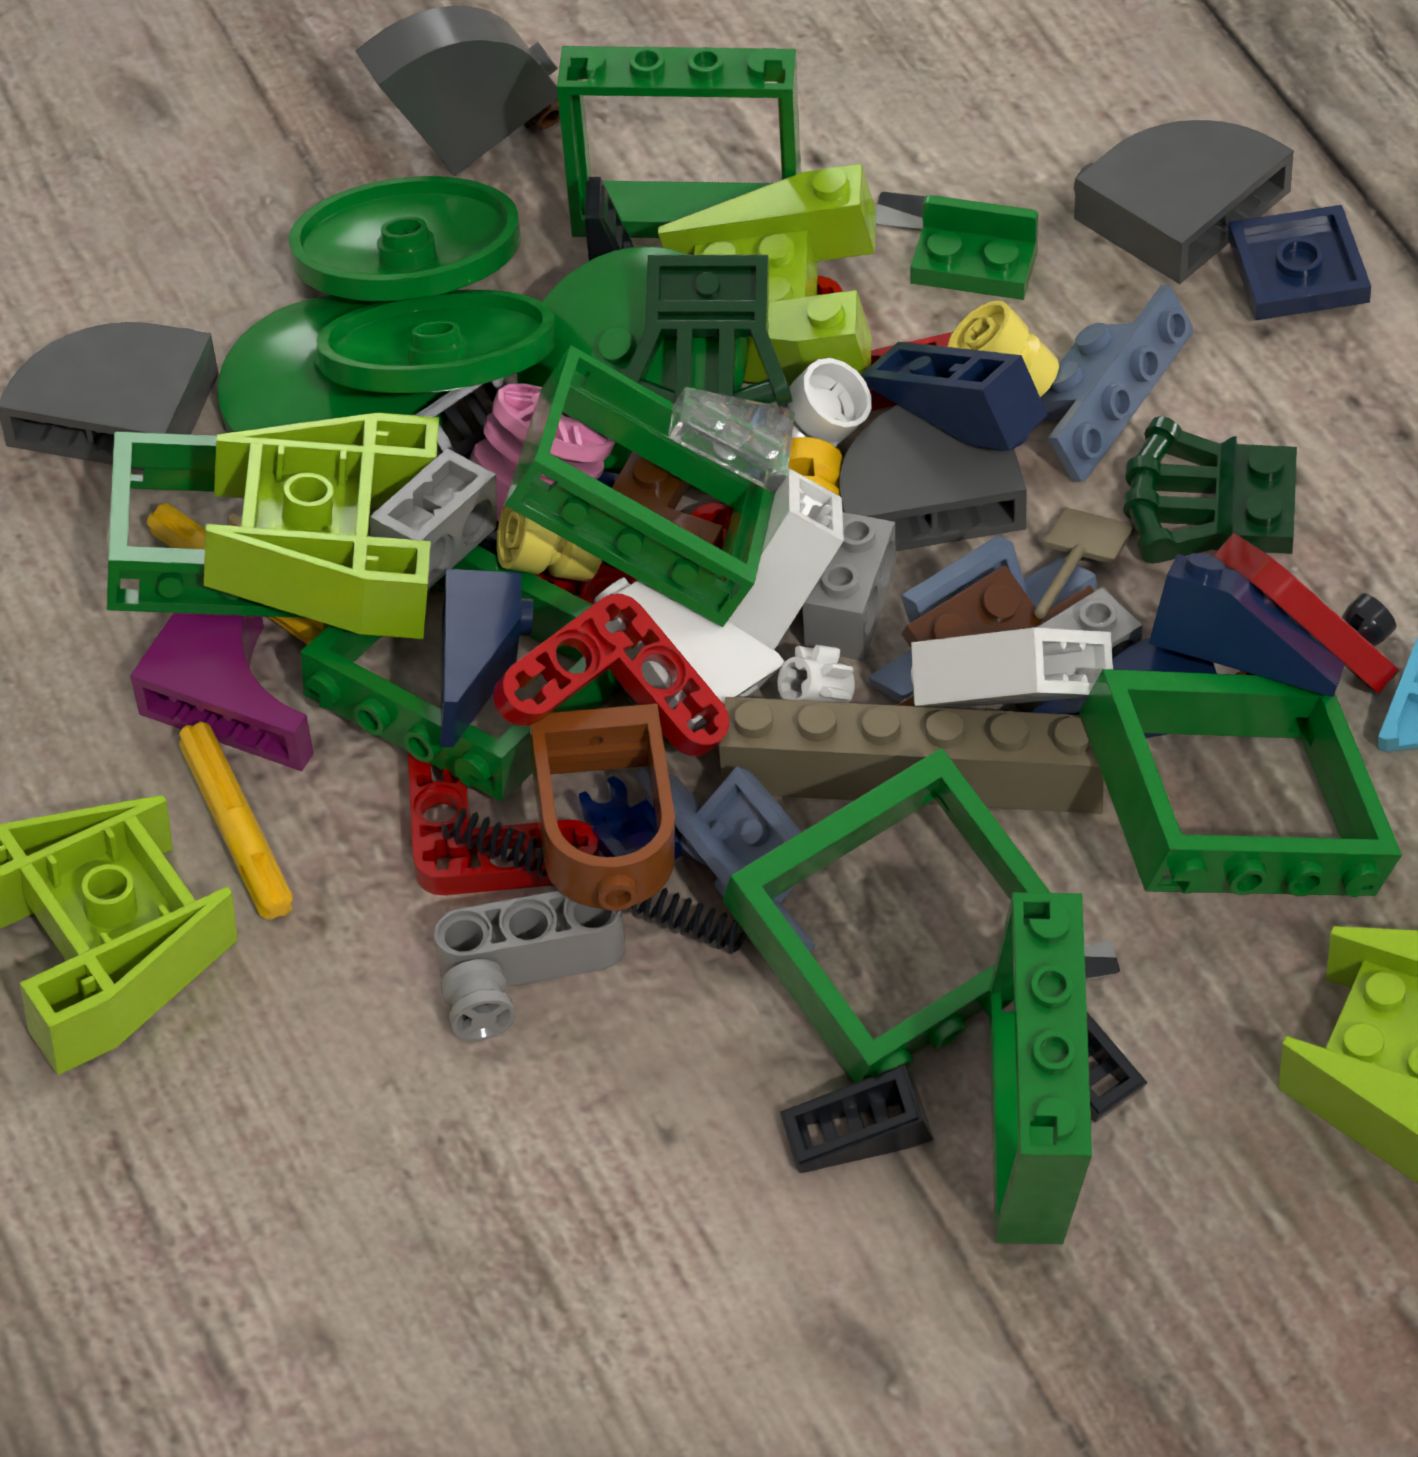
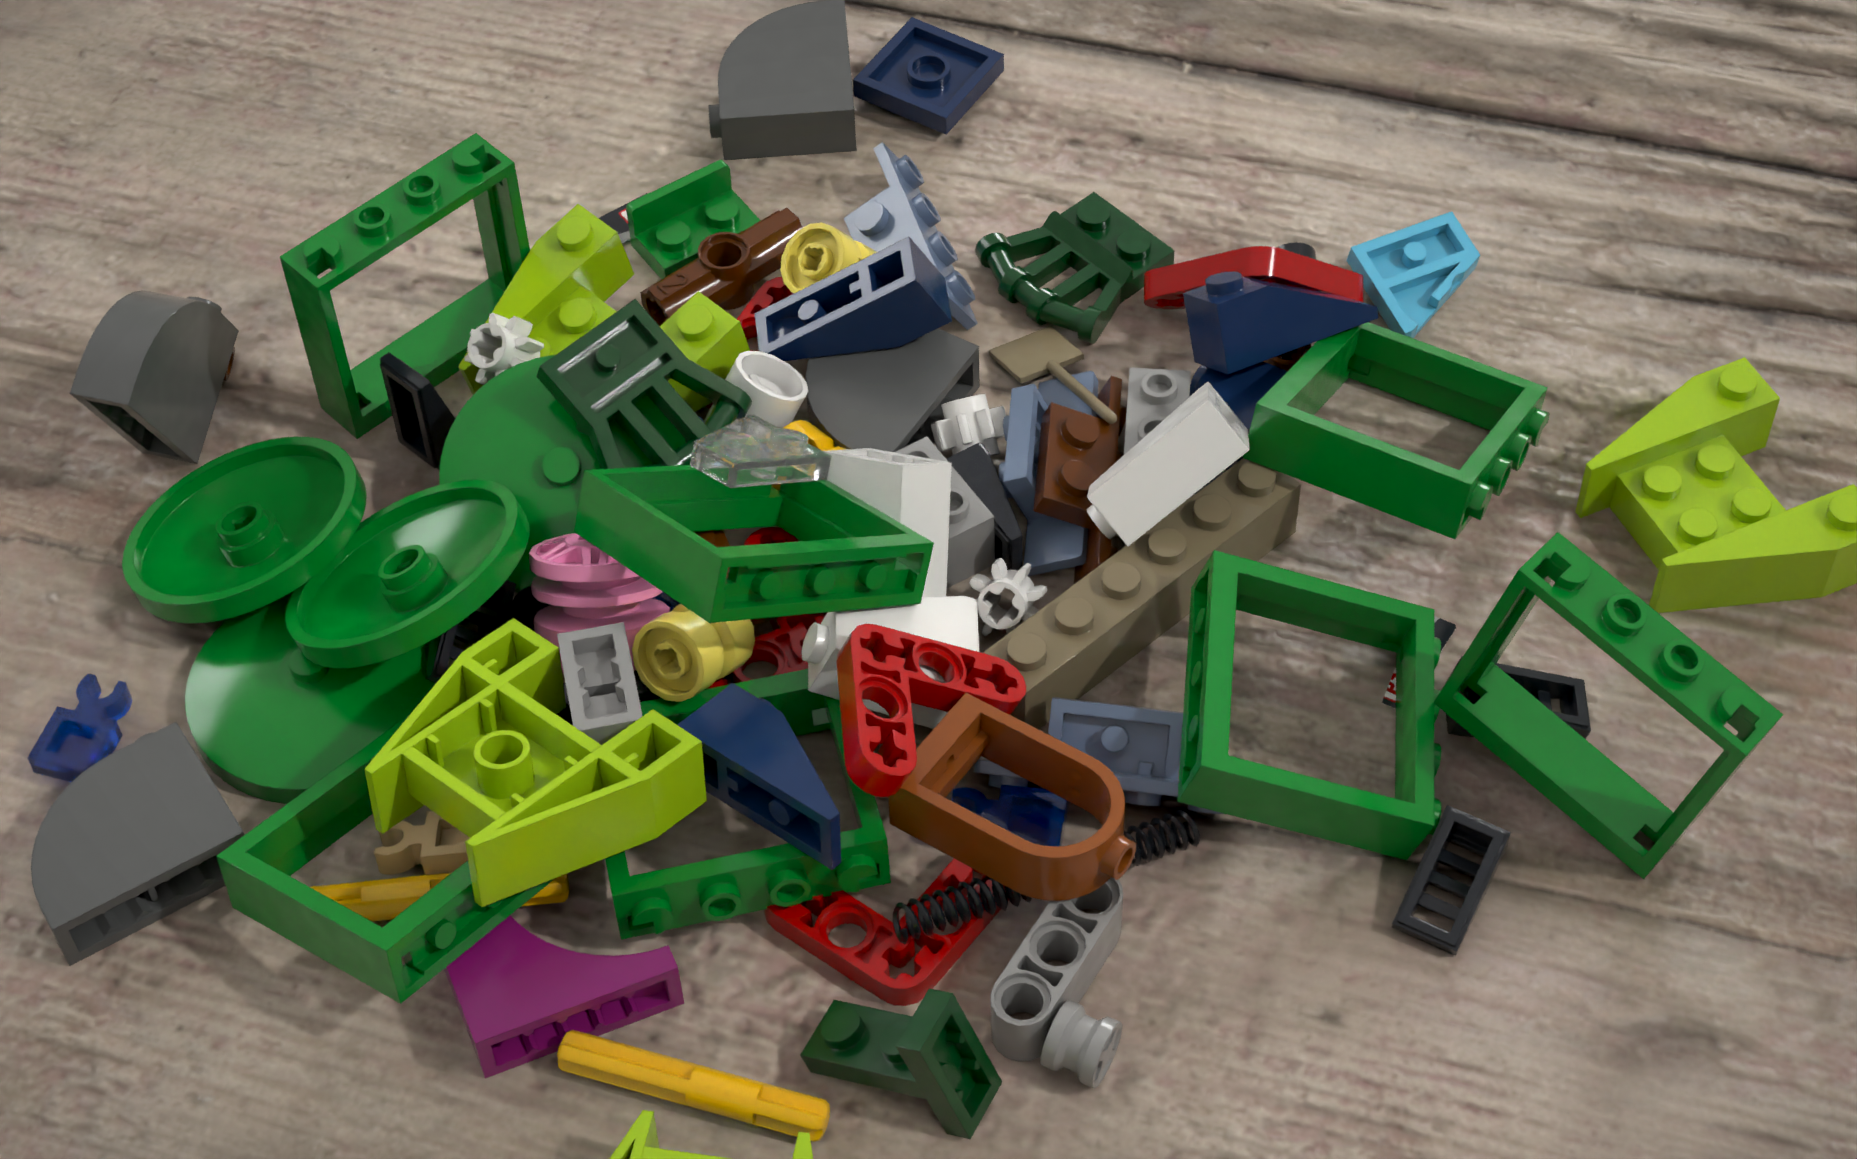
camera: 50 degrees left, 0 degrees up
(170, 301) = (81, 736): none -> clear blue plate
(364, 919) = (917, 1055): none -> dark green bracket
(687, 230) = (501, 346): none -> white gear
(886, 613) = (981, 476): none -> black slope
(940, 296) = (725, 267): none -> reddish brown piece
(948, 540) = (969, 423): none -> white gear

